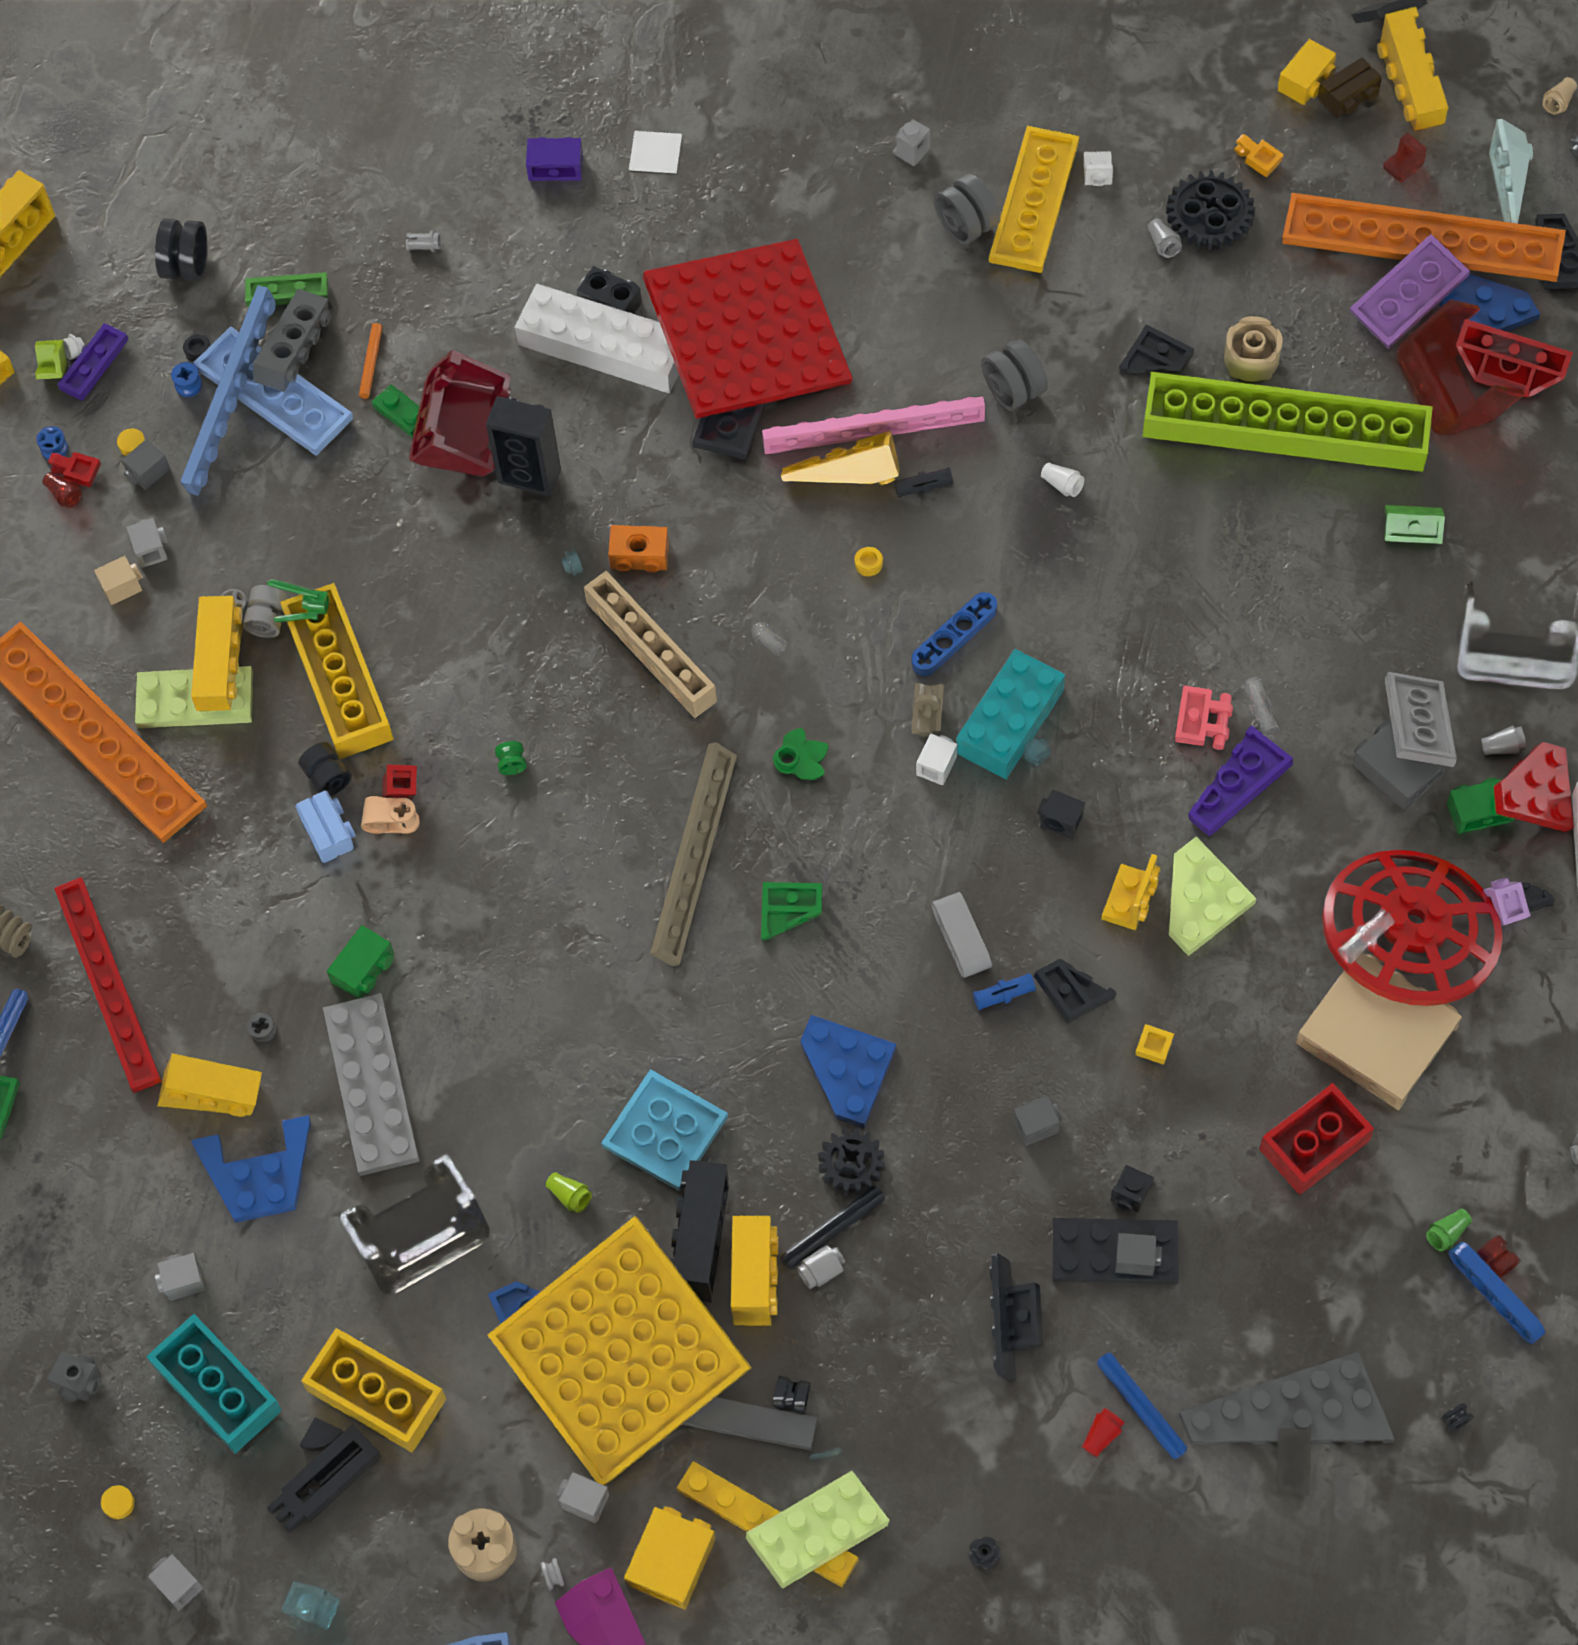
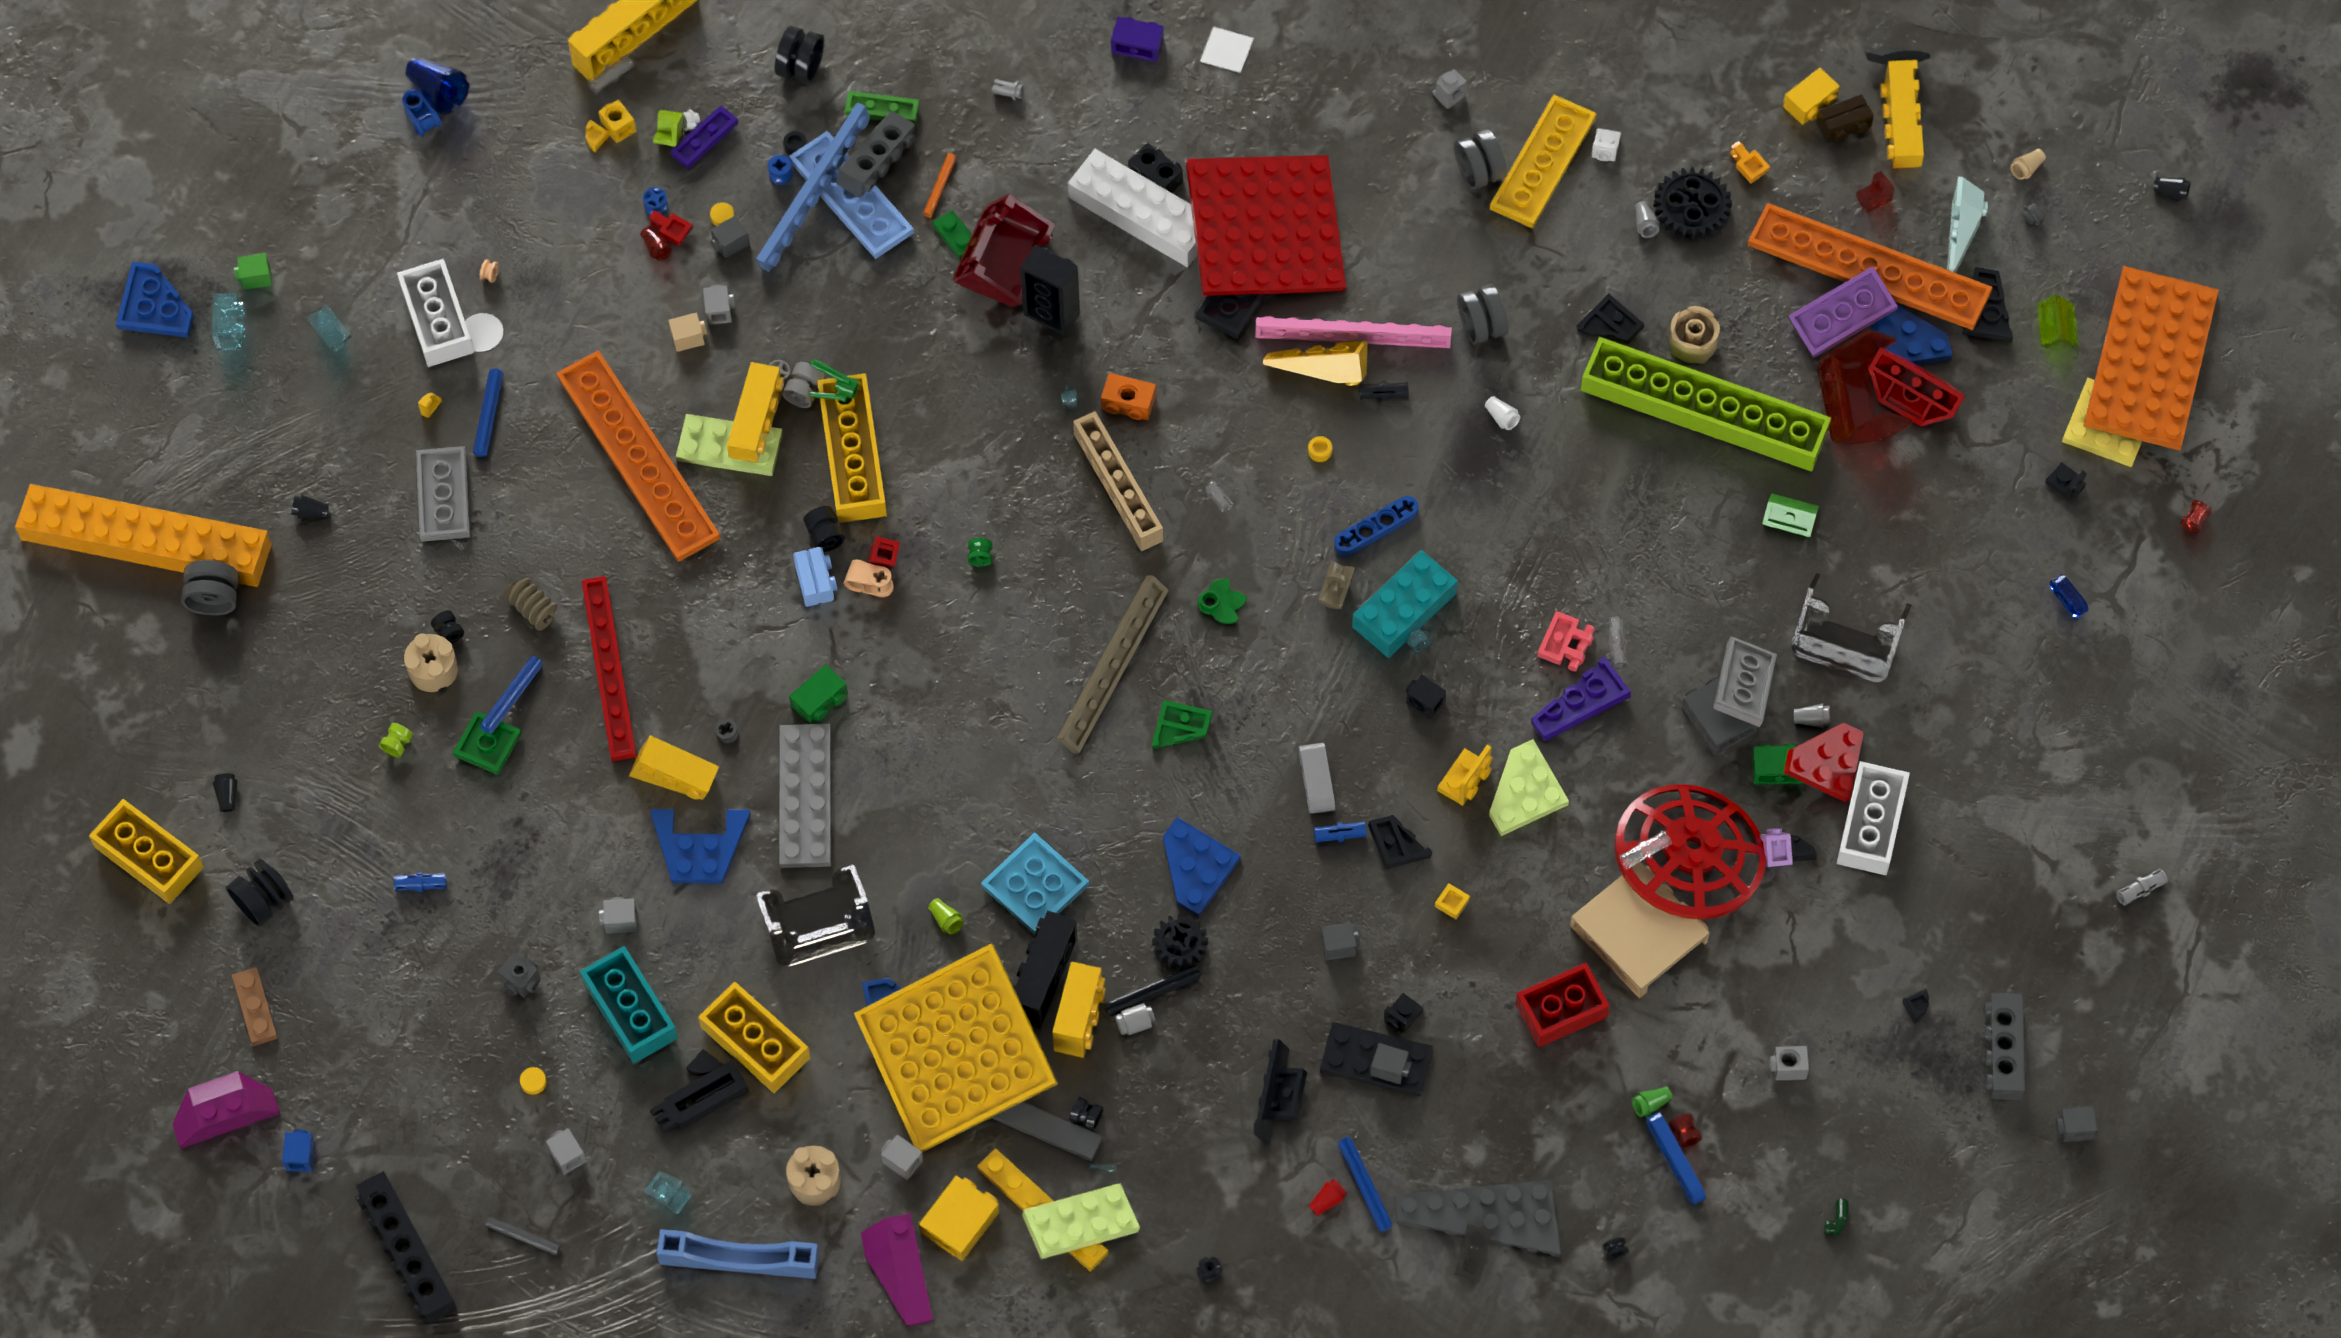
camera: 10 degrees right, 0 degrees up
(552, 1574) = (863, 1209): light grey bush -> none
(936, 759) = (1334, 628): white brick -> none

